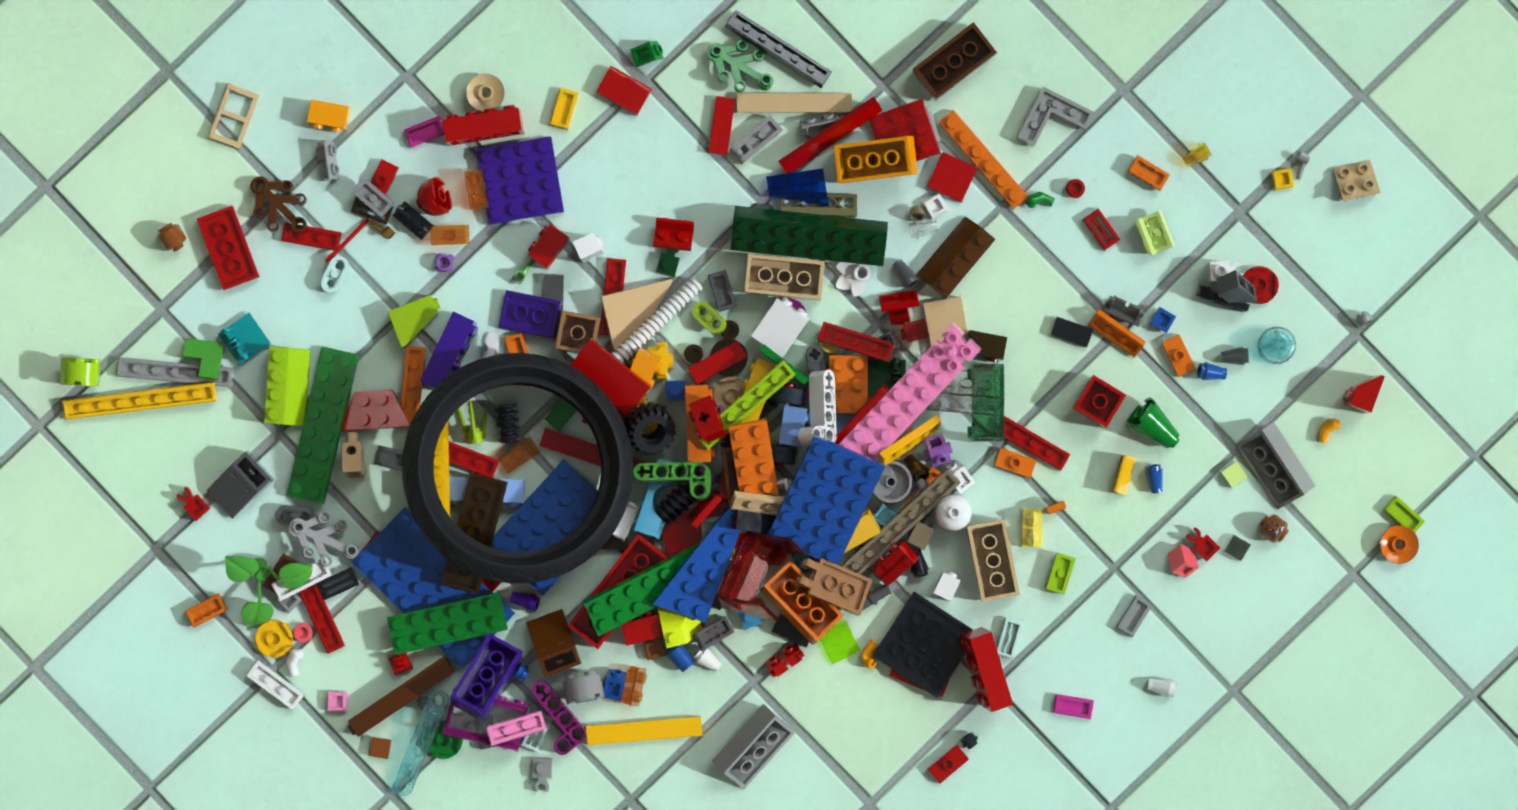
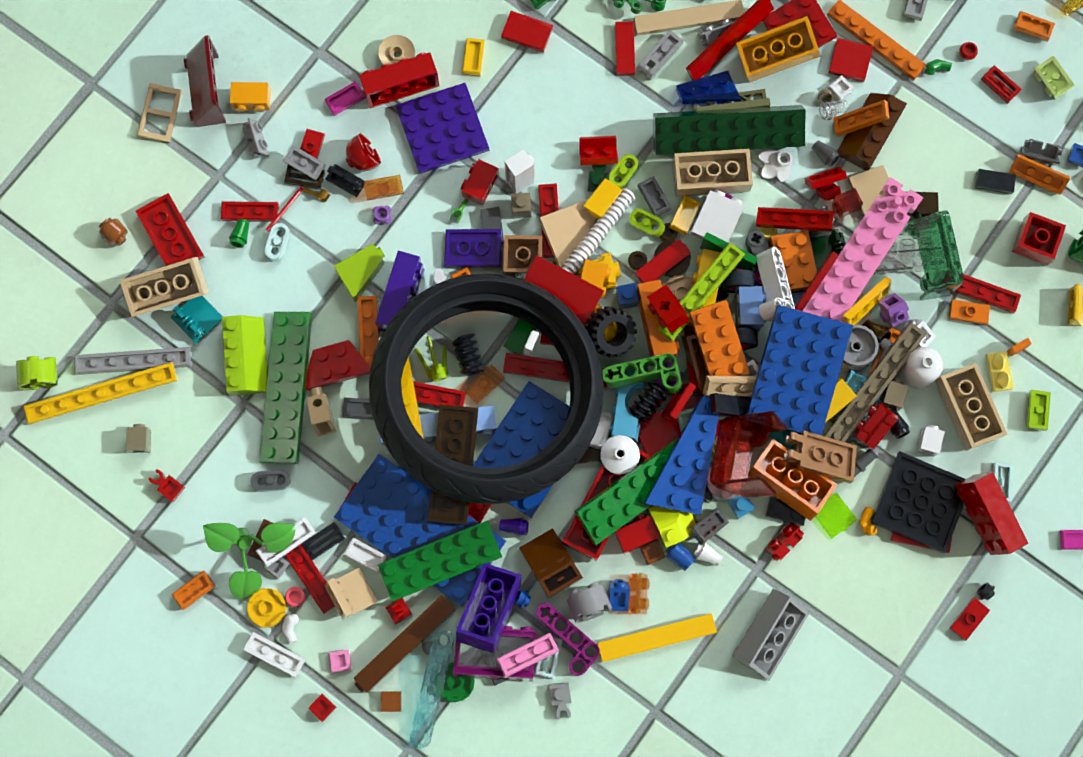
camera: 10 degrees left, 10 degrees down
(171, 453) = (138, 439): none -> dark tan brick
(210, 355) = (163, 336): bright green tile -> none
(216, 306) = (164, 286): none -> tan brick
(240, 484) = (211, 457): dark grey slope -> none
(276, 202) = (212, 183): reddish brown plant -> none
(282, 96) = (203, 84): none -> windscreen
(298, 259) = (239, 235): none -> green cone
(314, 742) = (322, 707): none -> red plate
(320, 538) = (300, 496): light grey plant -> none
(357, 639) = (350, 593): none -> tan bracket
(376, 604) = (364, 555): none -> white tile
(476, 190) = (402, 141): clear orange hinge -> none
(565, 437) = (530, 342): none -> white tile
(585, 278) = (521, 205): none -> dark tan brick
(648, 551) = (617, 464): none -> white dish
(668, 285) = (602, 198): none -> yellow slope
(694, 258) = (622, 172): none -> lime plate
(749, 315) = (685, 215): none -> yellow tile
(945, 246) = (861, 118): none -> orange plate

